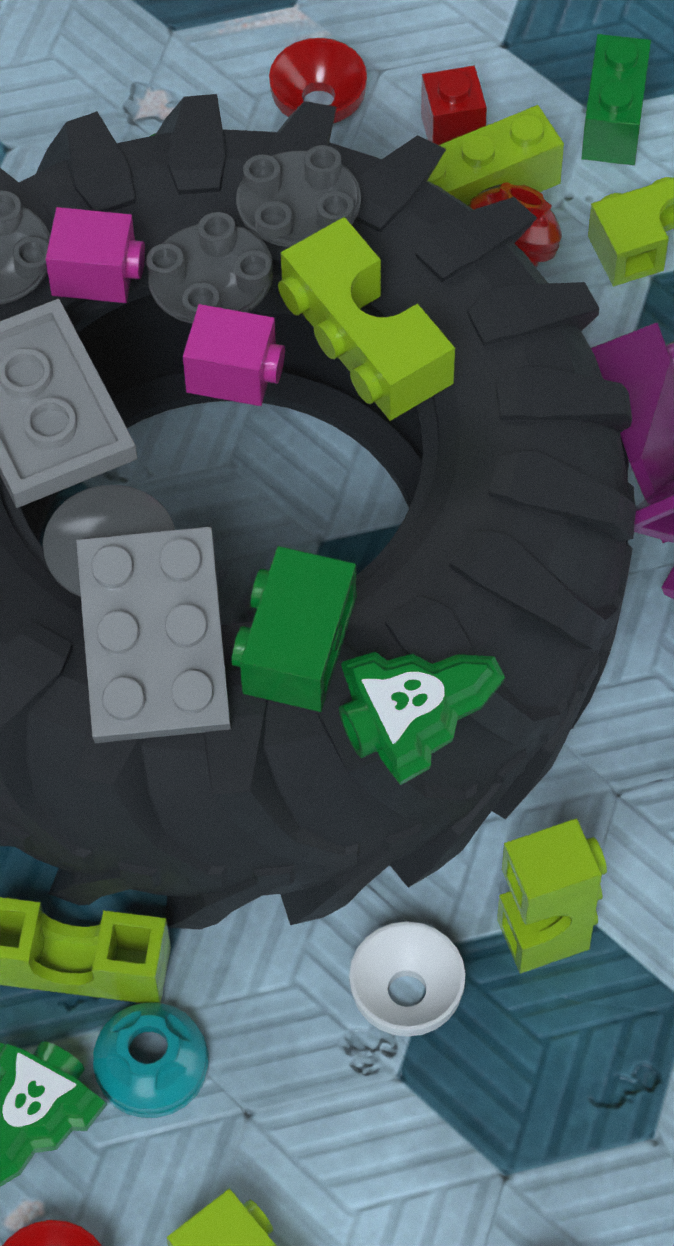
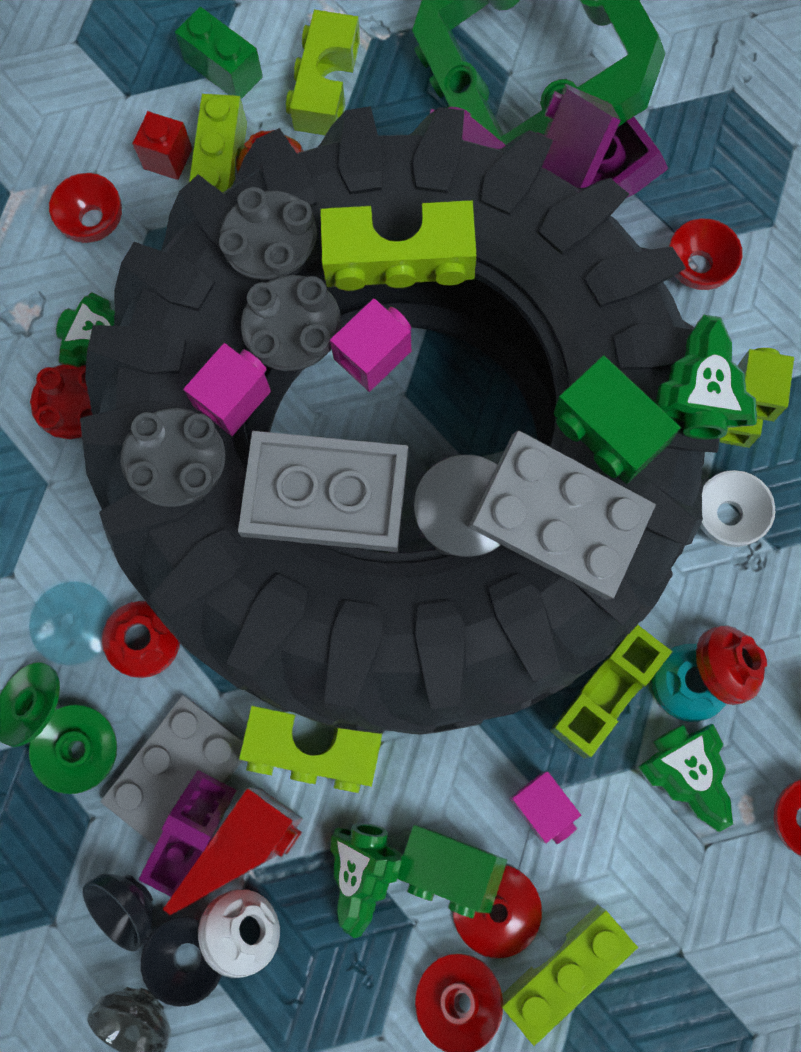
camera: 55 degrees left, 15 degrees up
(166, 1074) = (723, 665): none -> red piece

